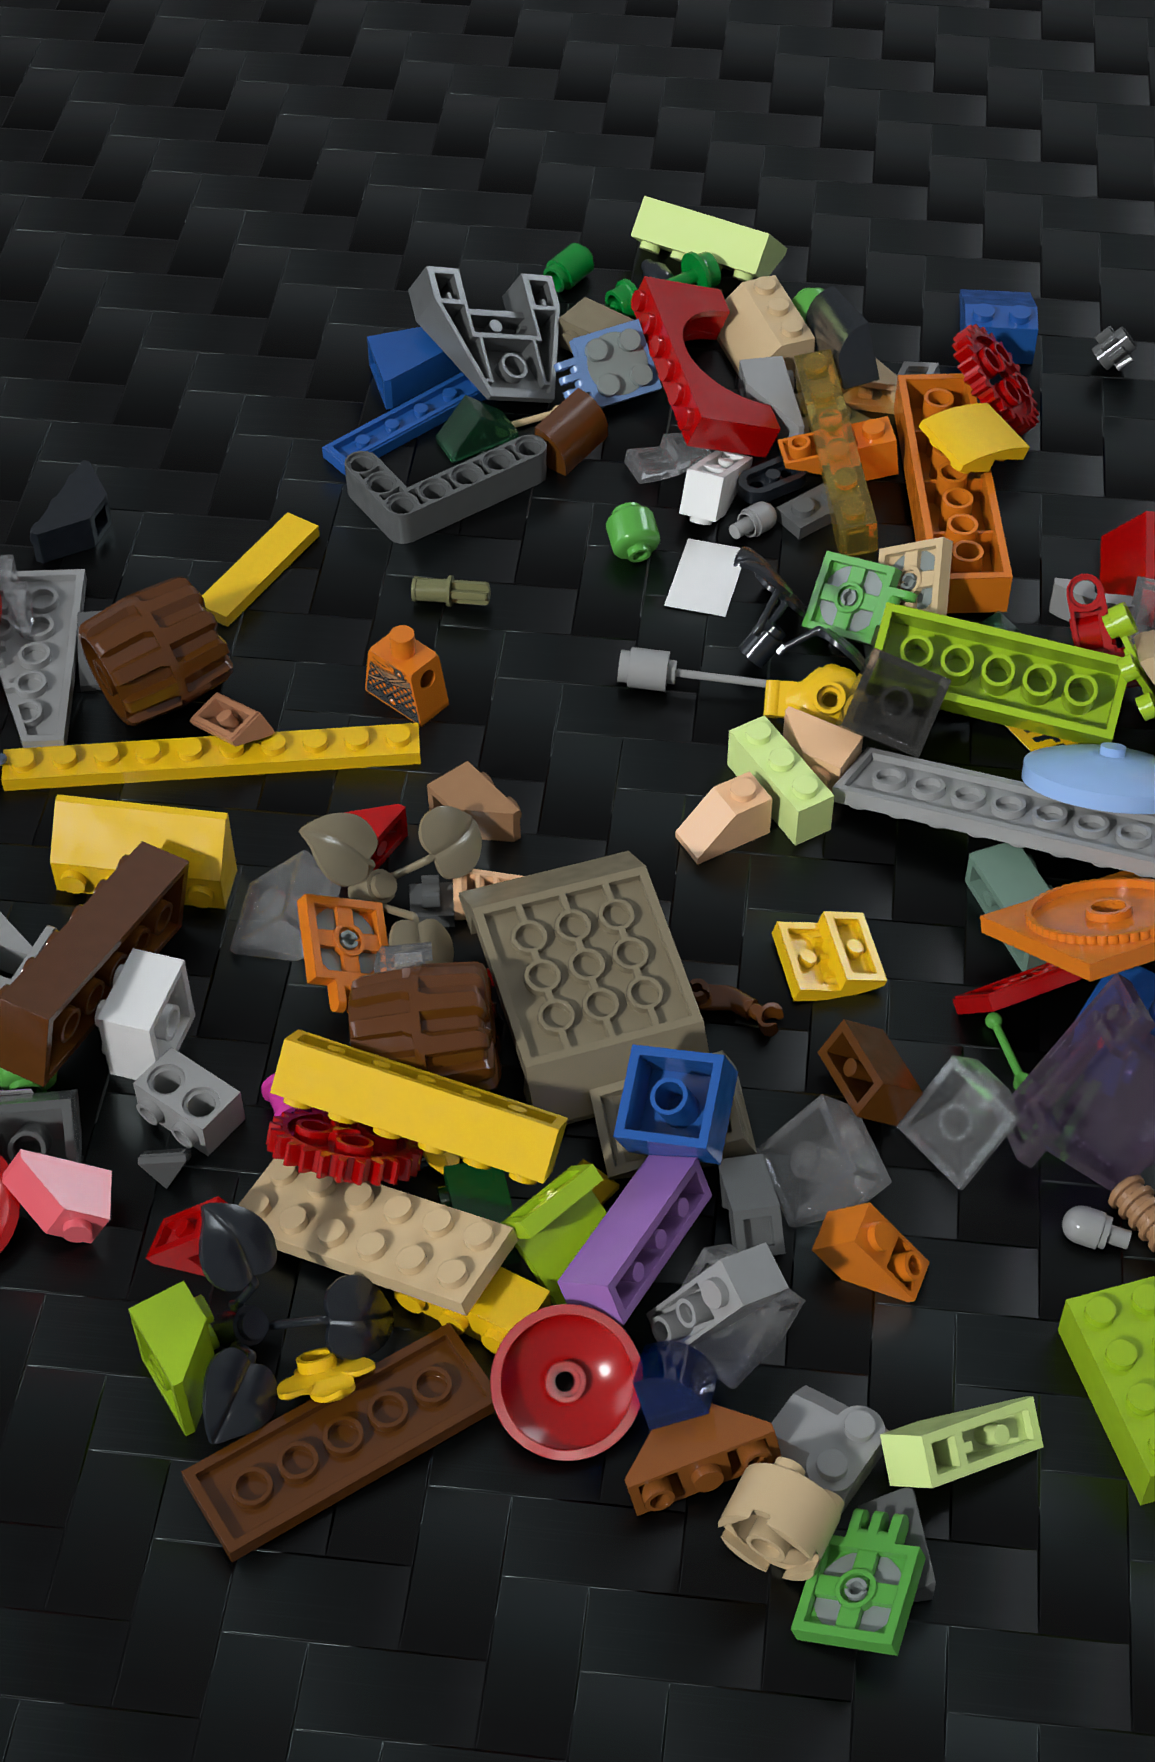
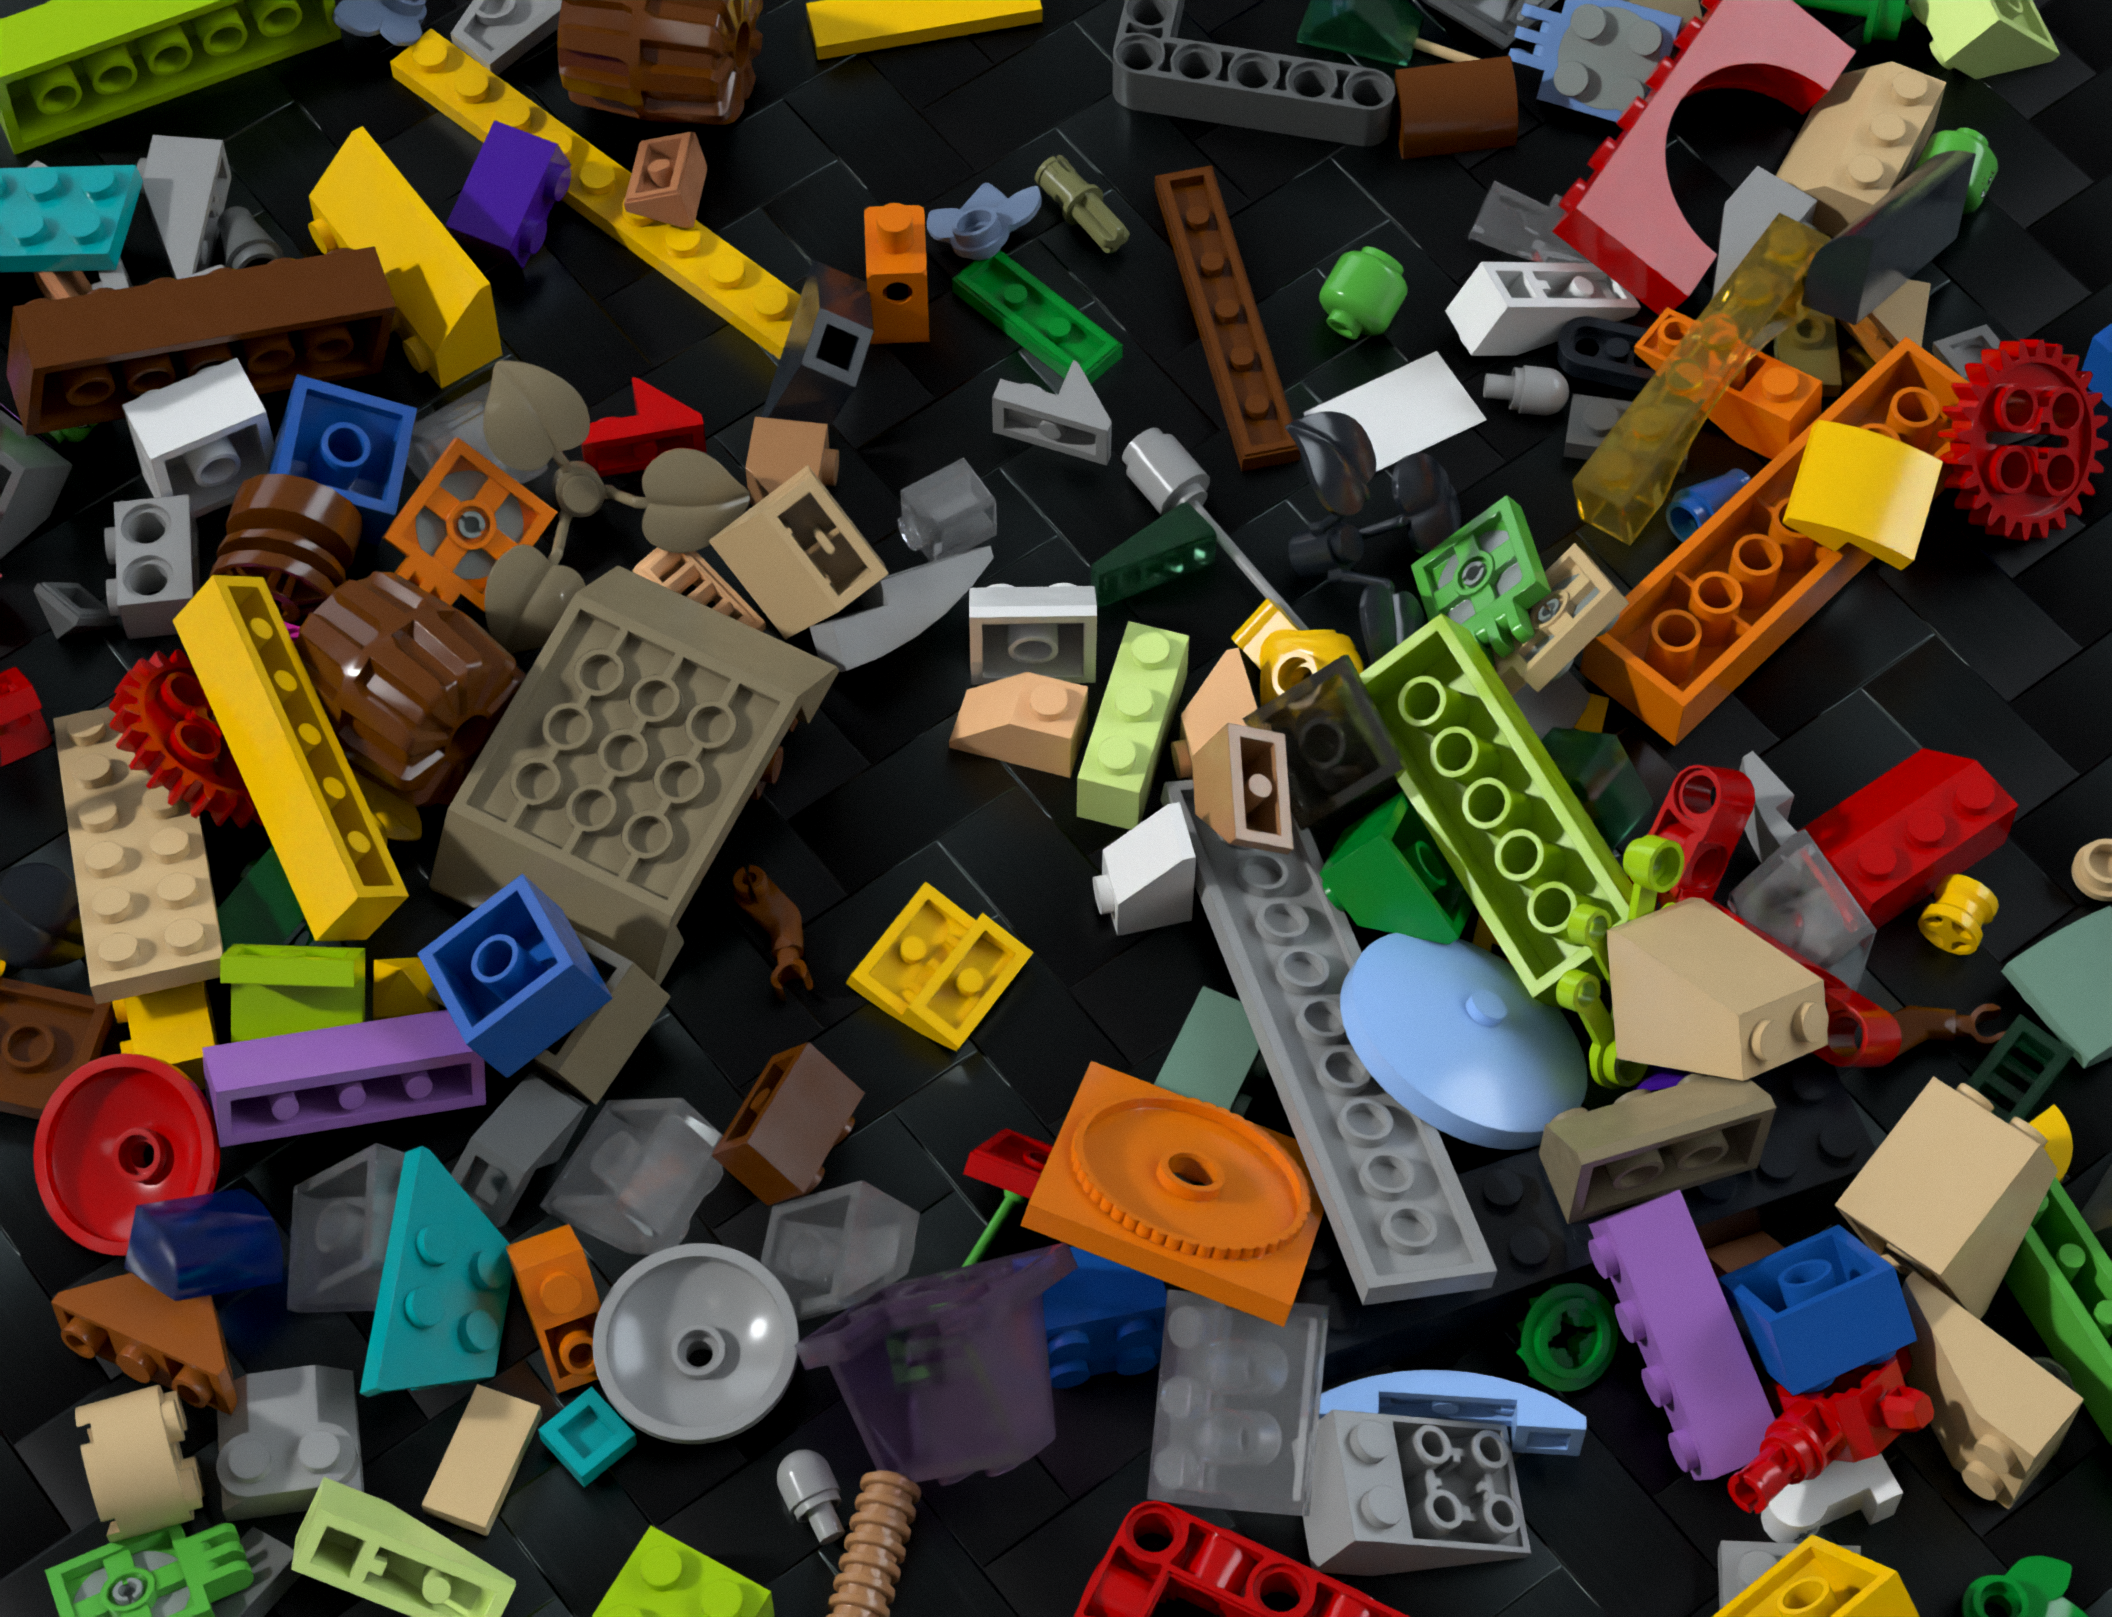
camera: 45 degrees right, 10 degrees up
(34, 916) = (245, 240): none -> dark grey cone
(156, 773) = (510, 195): none -> dark purple brick
(238, 966) = (347, 444): none -> blue slope
(253, 1020) = (293, 537): none -> reddish brown wheel
(402, 955) = (457, 590): clear slope -> none
(423, 621) = (984, 220): none -> sand blue plate
(424, 730) = (822, 348): none -> black slope
(433, 900) = (620, 546): dark grey tile -> none
(493, 654) = (1036, 316): none -> green tile
(538, 818) = (799, 554): none -> tan slope
(568, 681) = (1064, 422): none -> light grey slope
(568, 760) = (947, 512): none -> clear brick
(579, 591) = (1227, 318): none -> reddish brown tile
(605, 812) = (898, 609): none -> light grey slope
(682, 775) = (1033, 631): none -> white slope
(692, 698) = (1156, 555): none -> clear green slope
(719, 1297) = (328, 1204): light grey slope -> none
(817, 1298) = (438, 1288): none -> teal wing
(879, 826) = (1148, 874): none -> white slope
(886, 749) = (1245, 788): none -> medium nougat slope
(894, 510) = (1697, 503): none -> blue cone
(924, 1364) = (482, 1460): none -> tan tile
(962, 1302) = (587, 1436): none -> teal plate
(969, 1183) = (686, 1303): none -> light grey dish
(983, 738) = (1396, 876): none -> green slope

